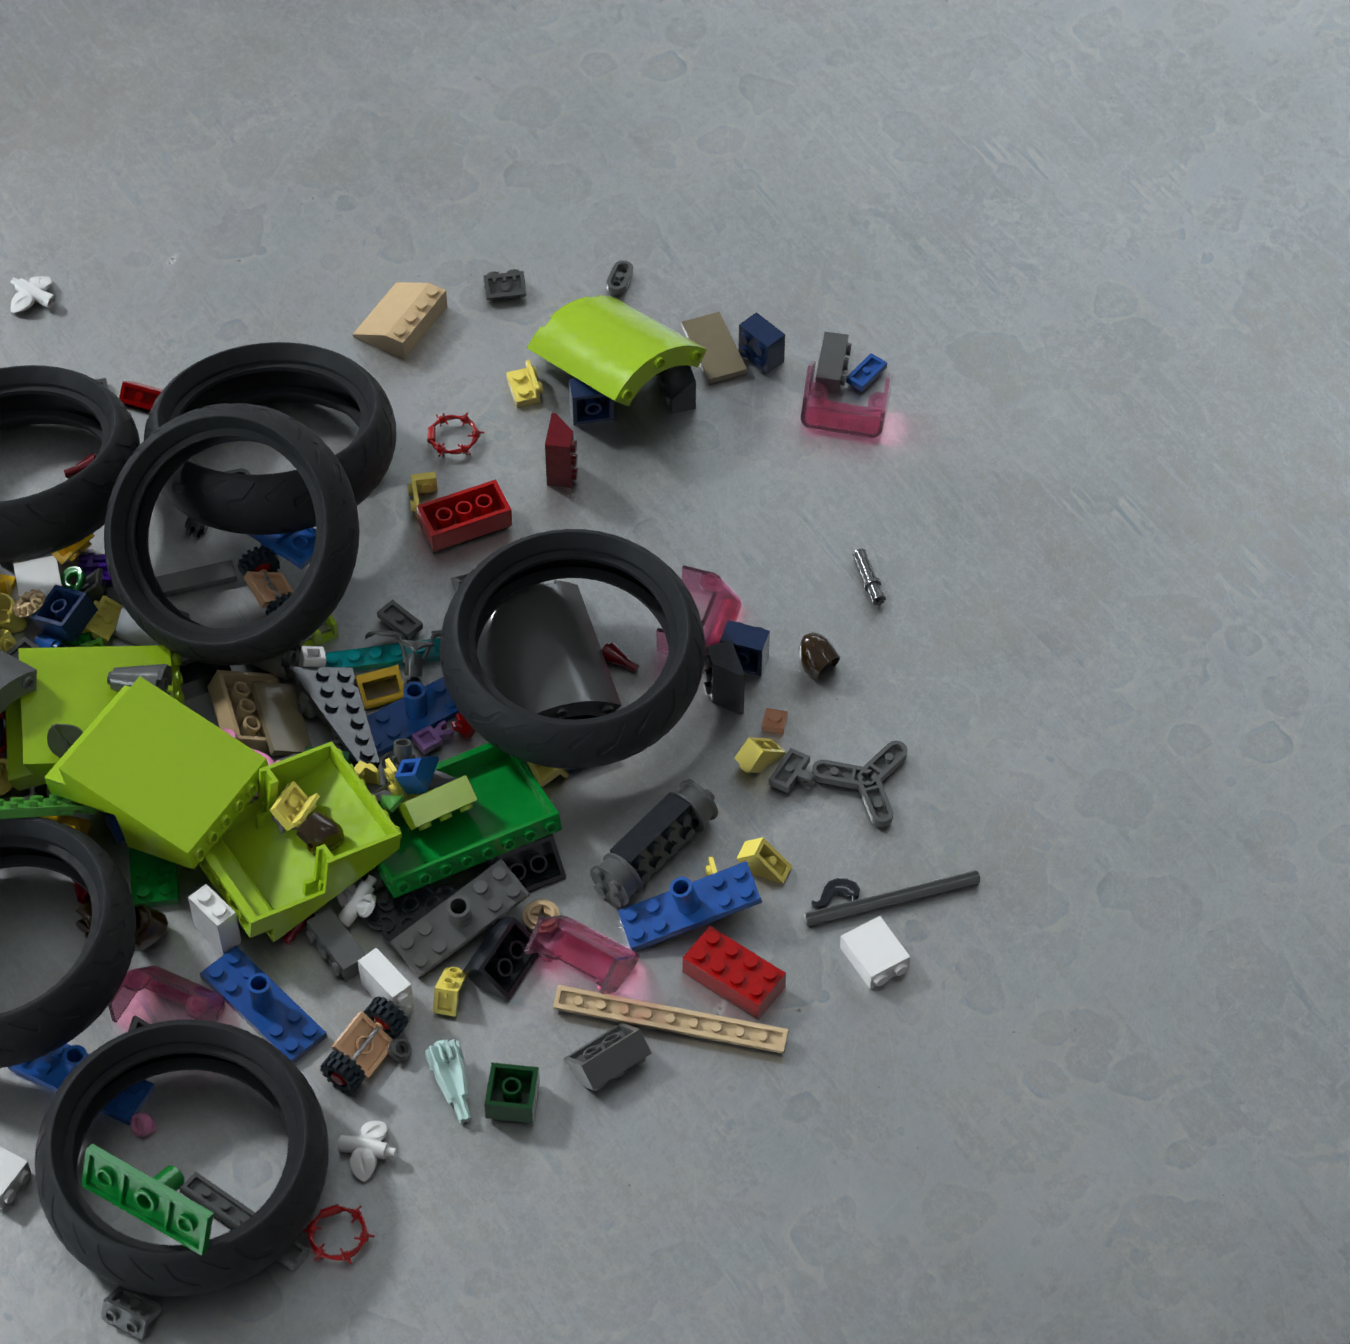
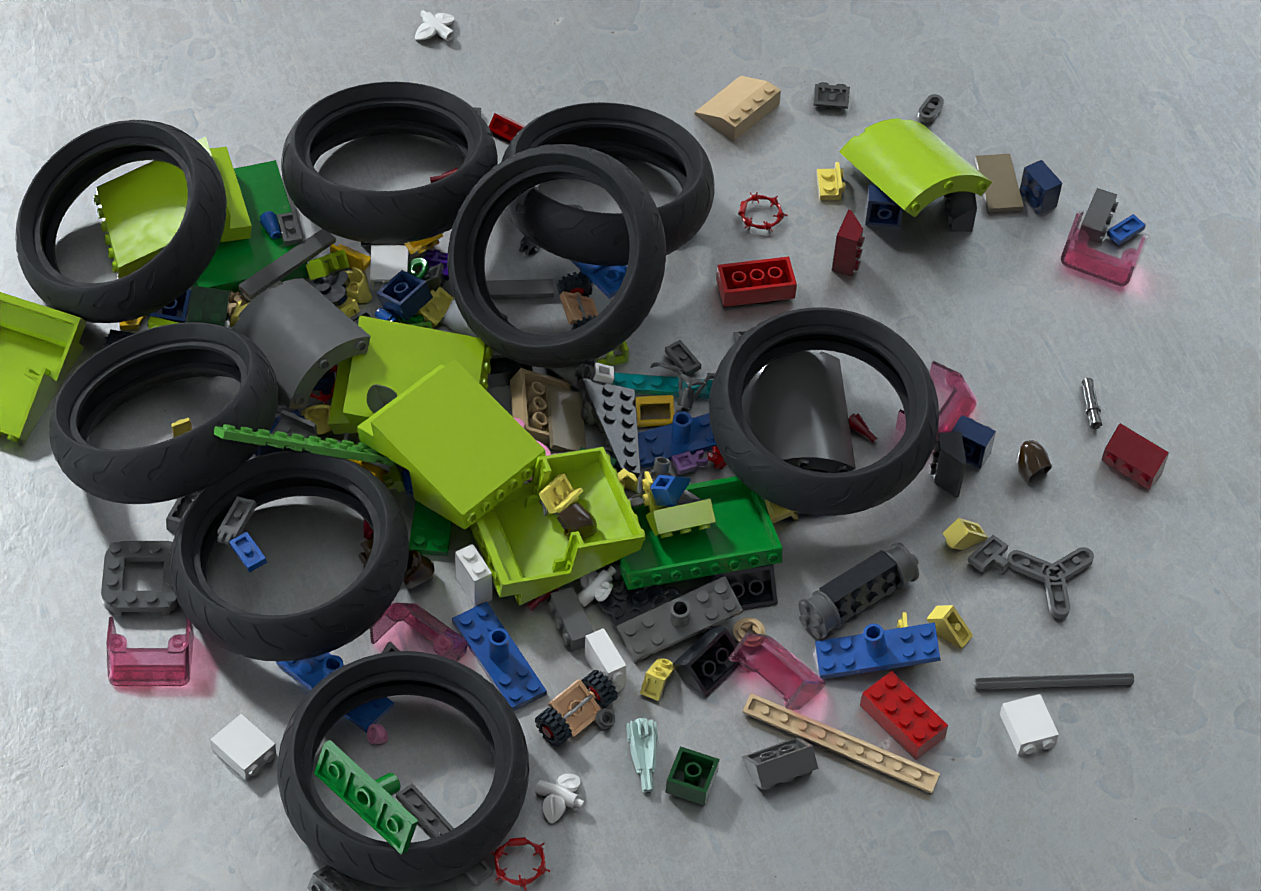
camera: 10 degrees right, 0 degrees up
(28, 603) = (376, 280): tan gear -> none
(98, 828) = (394, 479): none -> lime tile
(157, 674) = (469, 361): dark grey cone -> none
(390, 802) = (642, 509): bright green slope -> none
(421, 484) = (724, 247): light yellow bracket -> none
(774, 720) = (984, 508): nougat plate -> none
(835, 887) = (1008, 661): black piece -> none
(929, 626) = (1135, 456): none -> dark red slope

